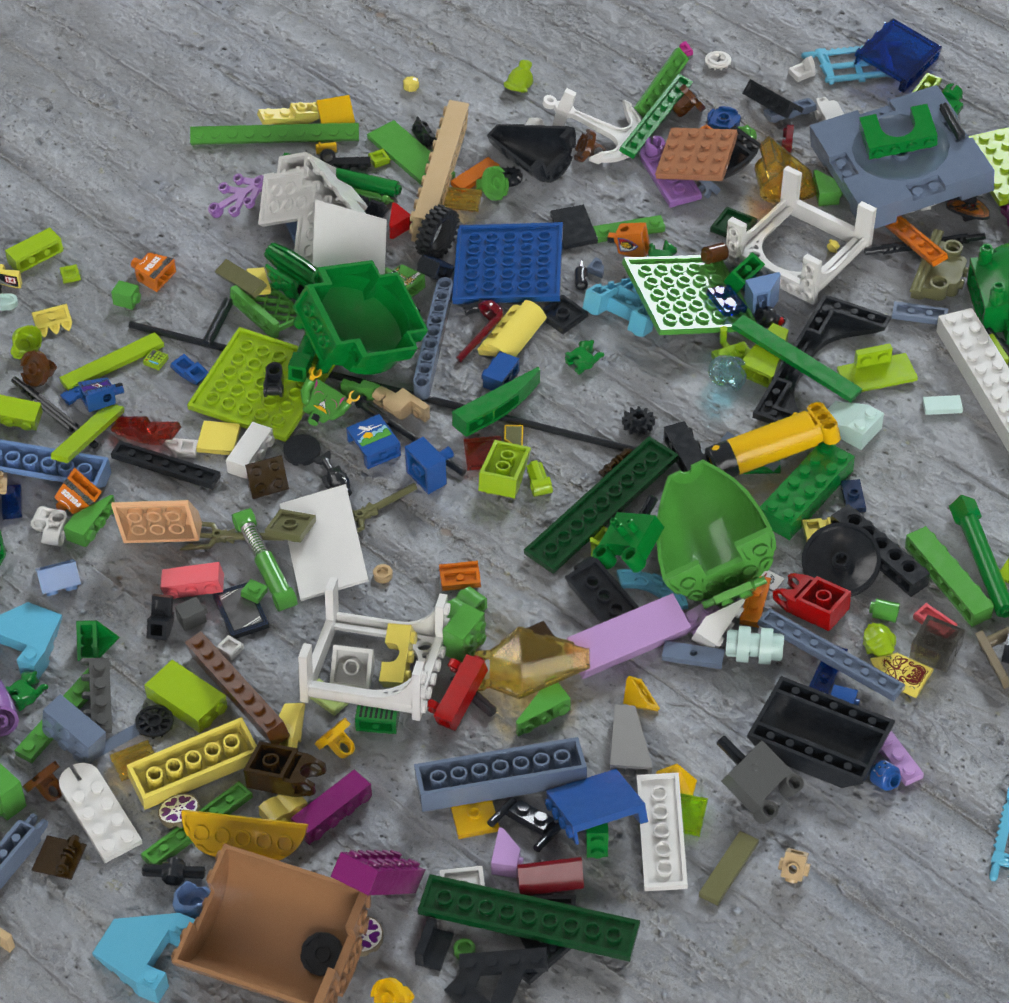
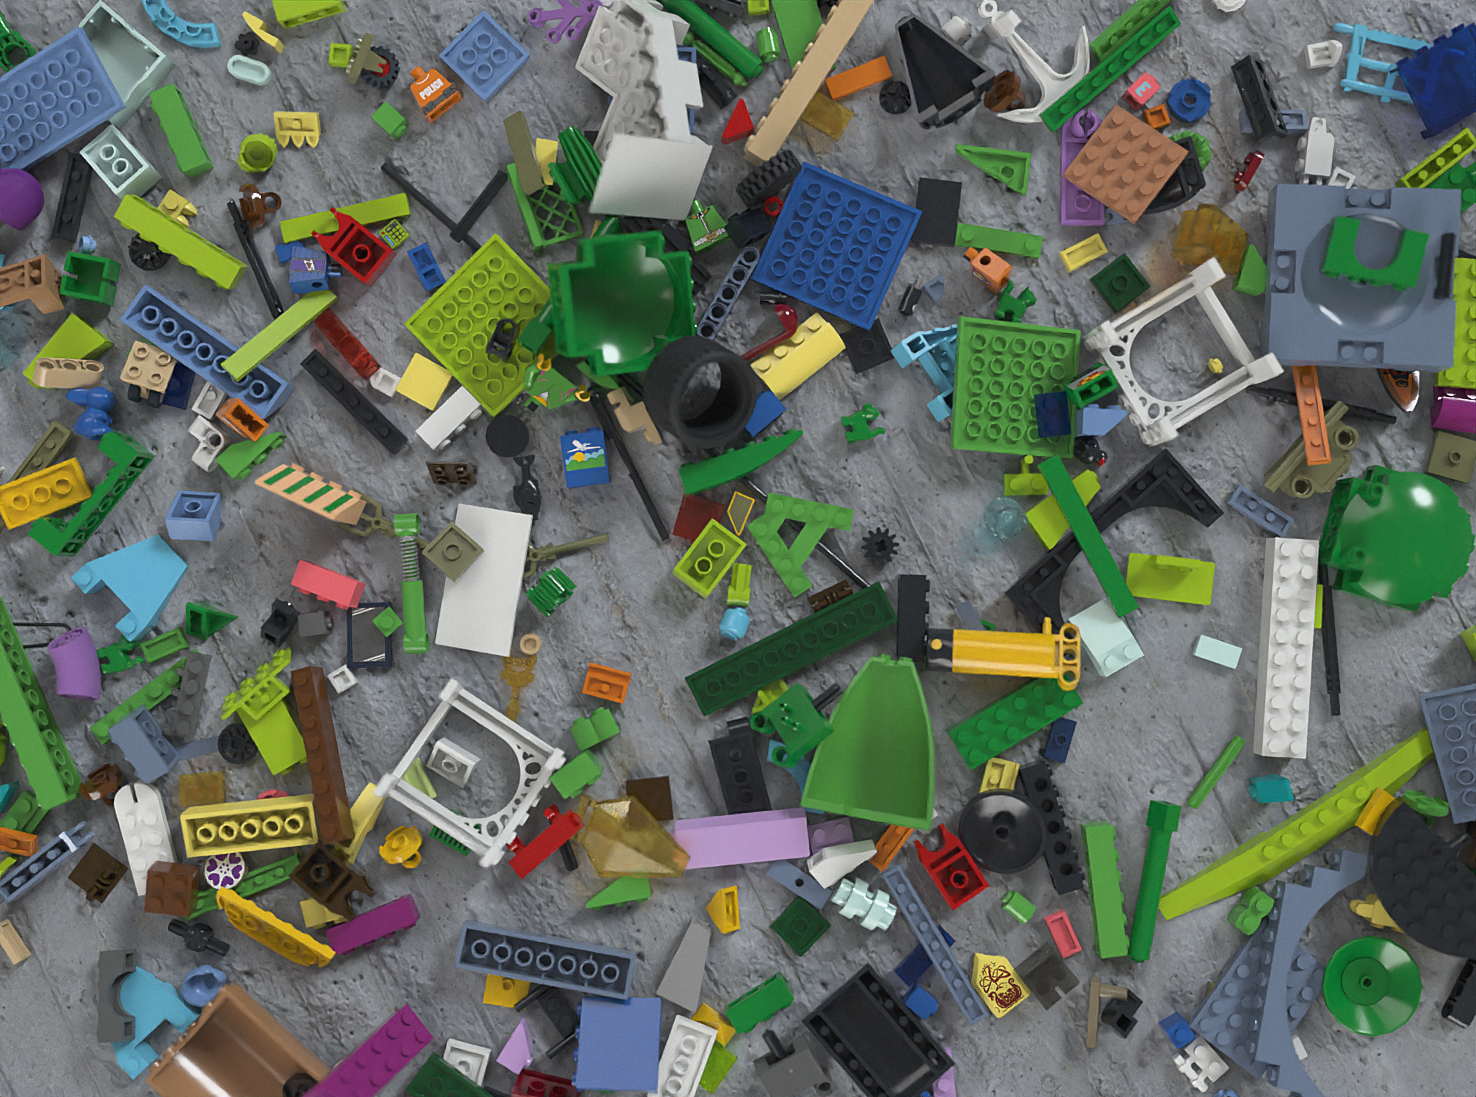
camera: 15 degrees right, 40 degrees up
(43, 494) = (209, 401): none -> white plate
(62, 674) = (164, 645): none -> bright green tile
(98, 265) = (376, 65): none -> plate
(121, 946) = (113, 1020): none -> dark grey arch
(131, 367) = (349, 244): none -> red brick
(137, 828) = (172, 888): none -> reddish brown brick
(165, 662) = (260, 691): none -> lime bracket
(184, 240) = (484, 56): none -> medium blue plate
(380, 596) = (517, 680): none -> clear yellow piece
(384, 524) = (551, 591): none -> green brick
(398, 173) = (768, 45): none -> bright green brick
(398, 671) = (507, 759): light yellow arch -> none
(427, 464) = (627, 525): blue brick -> none
(448, 255) = (769, 201): none -> red bush
(466, 339) = (731, 406): none -> black tyre
(493, 183) = (869, 111): bright green tile -> none
(547, 503) = (734, 623): none -> medium azure head
(572, 453) = (789, 561): none -> bright green plate
(612, 187) = (1004, 165): none -> bright green wing
(686, 118) = (1141, 91): none -> coral brick
(687, 102) = (1162, 61): reddish brown tile -> none
(696, 217) = (1083, 252): none -> light yellow tile
(704, 749) = (759, 1003): none -> green brick
(711, 687) = (800, 925): none -> dark green tile
(714, 253) = (1072, 336): reddish brown brick -> none
(743, 591) = (870, 838): bright green plate -> none
(879, 640) = (992, 945): lime hair -> none
(990, 477) = (1216, 772): none -> bright green axle

